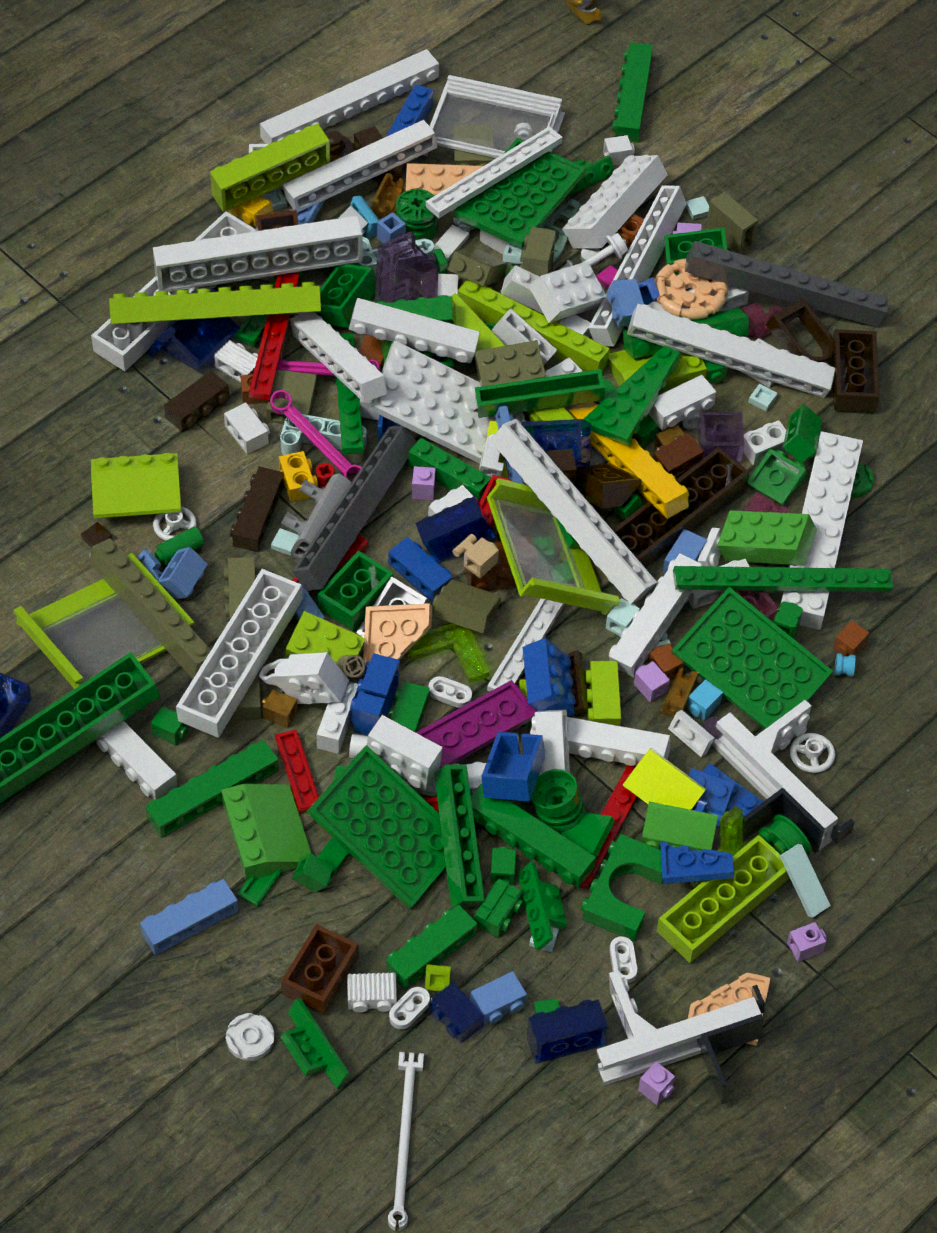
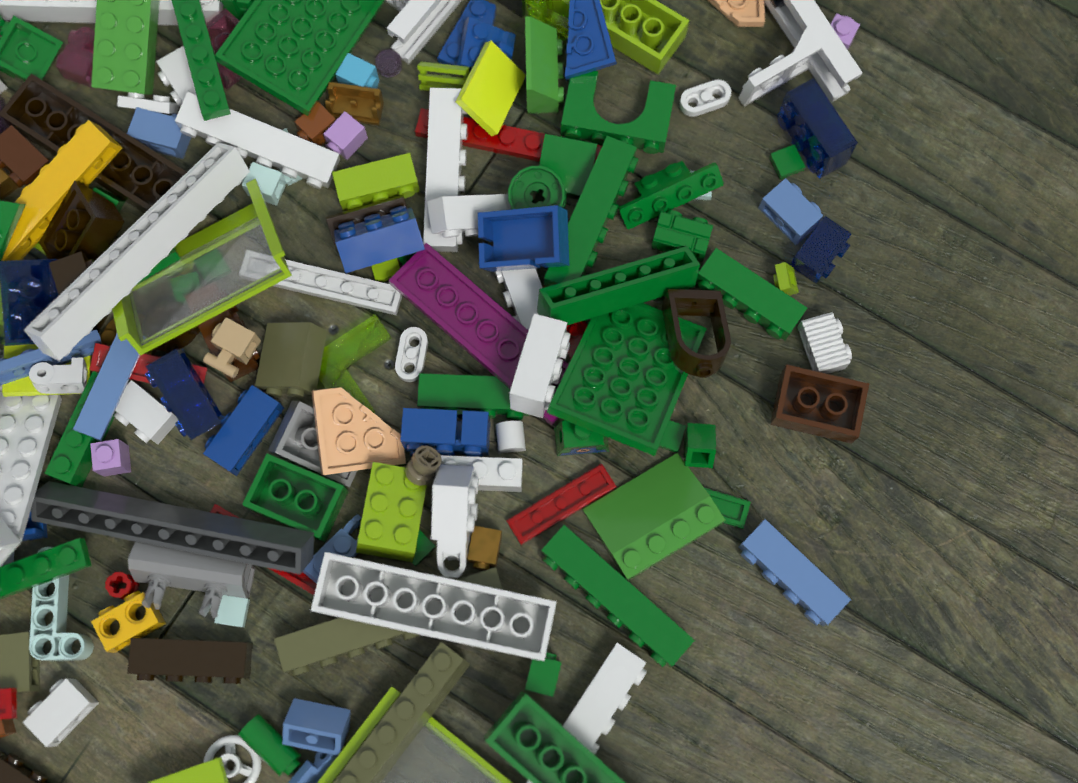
camera: 100 degrees left, 20 degrees up
(250, 1037) = (912, 464): white tile -> none
(311, 1047) = (910, 393): green bracket -> none
(313, 434) = (67, 610): dark pink piece -> none
(408, 1009) = (829, 299): white plate -> none
(410, 1068) = (892, 285): white hinge -> none
(435, 892) = (696, 303): none -> dark brown window
(465, 478) = (107, 389): none -> medium blue tile
(503, 865) = (628, 242): green brick -> none
(689, 756) = (426, 78): none -> lime tile
(691, 733) = (403, 82): white plate -> none

